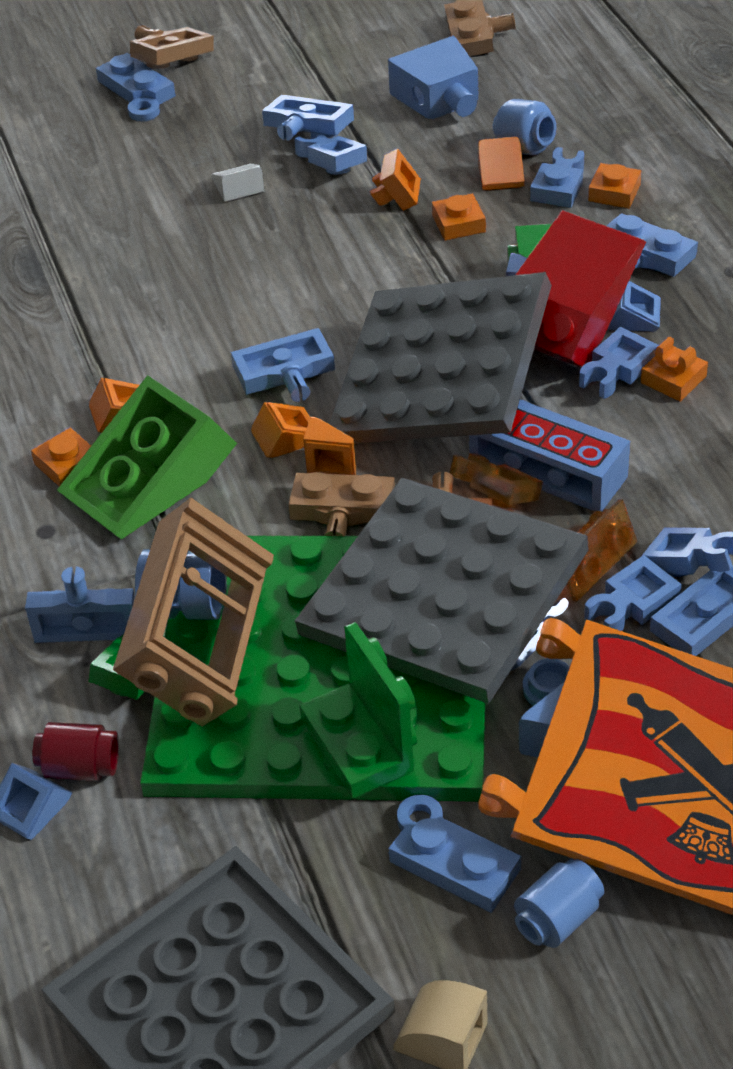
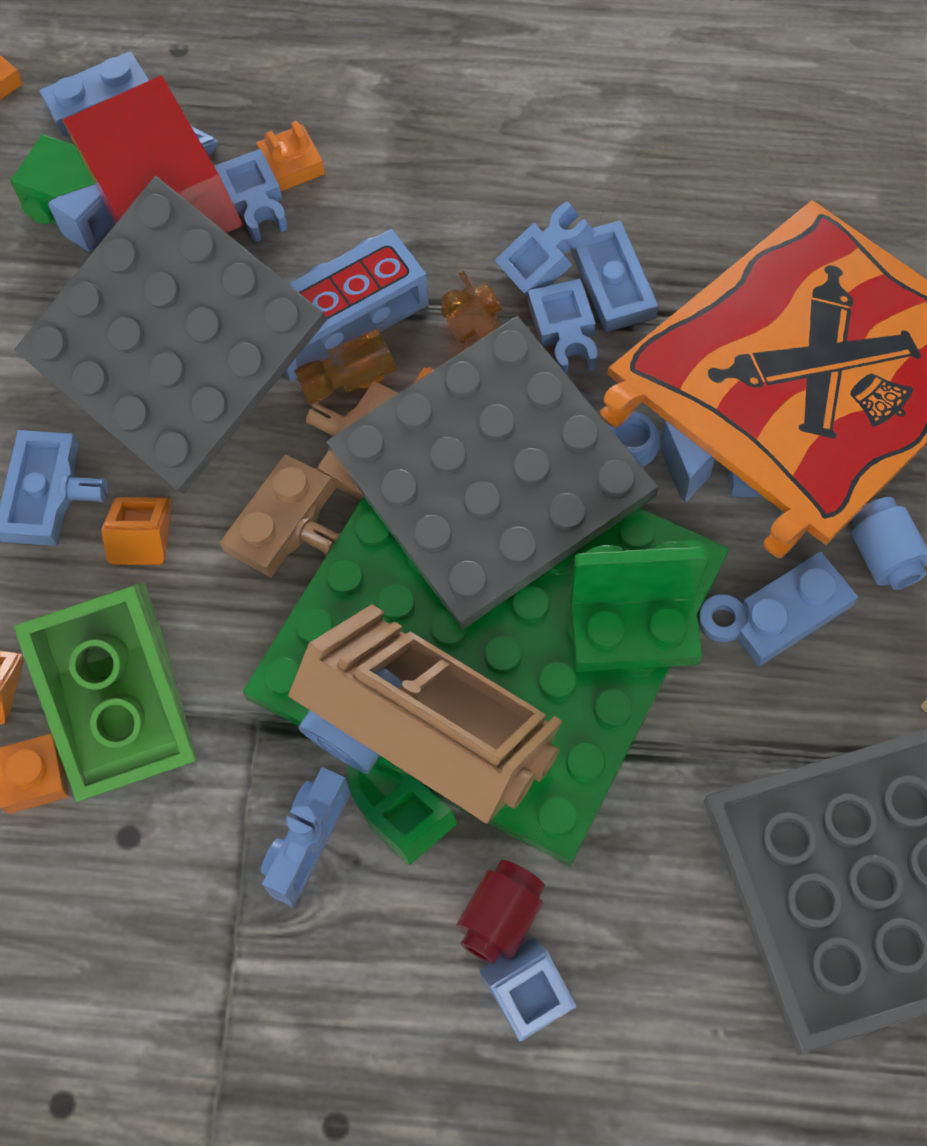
camera: 65 degrees left, 20 degrees up
(328, 449) = (210, 497): orange slope -> none

